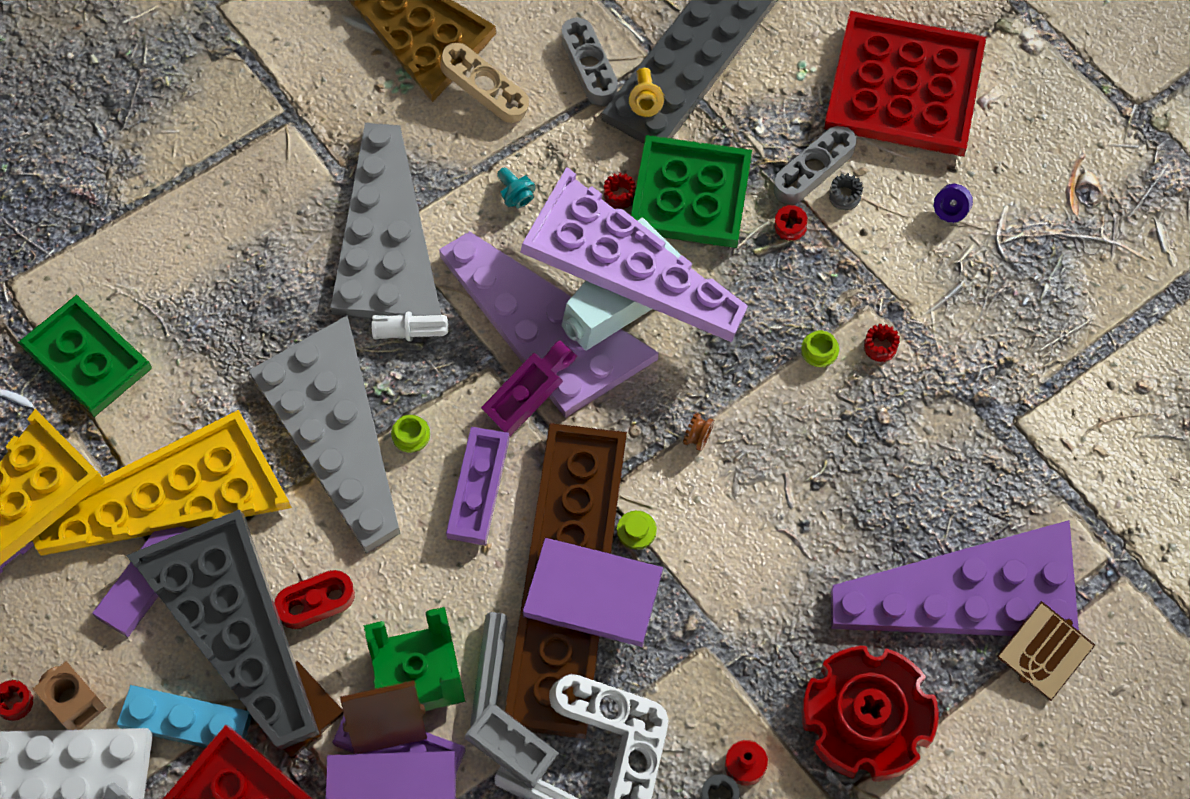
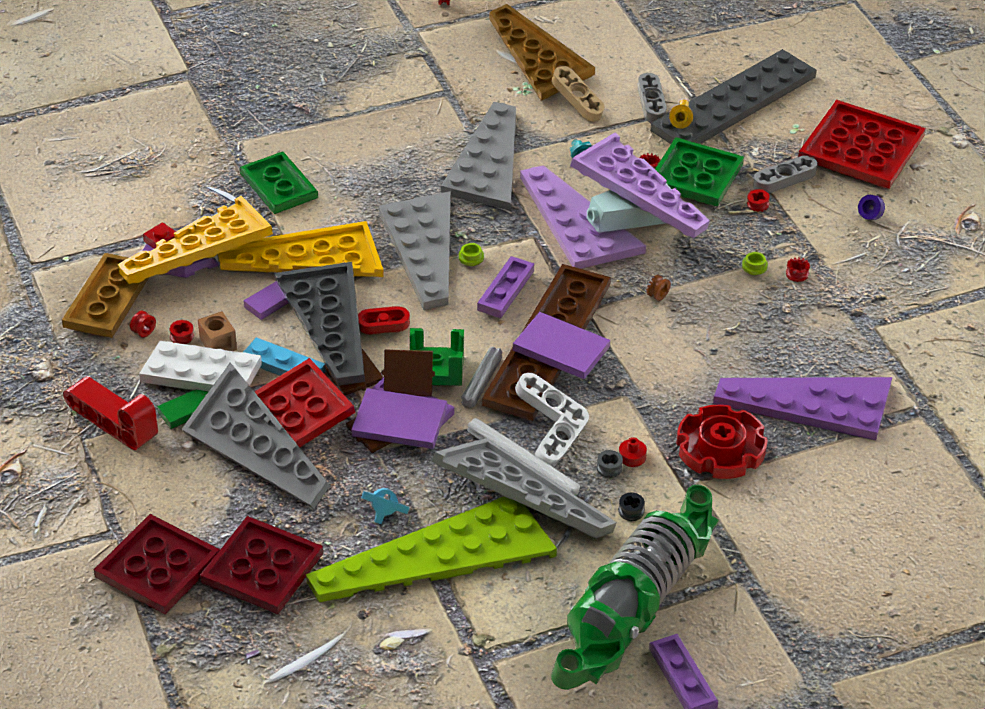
camera: 15 degrees right, 20 degrees down
(408, 326) = (488, 203): white axle -> none
(511, 745) = (484, 406): light grey plate -> none
(528, 388) = (555, 242): magenta plate -> none
(636, 530) = (601, 327): lime plate -> none
(845, 181) = (798, 187): dark grey bush -> none
(1045, 650) = (851, 435): piece -> none

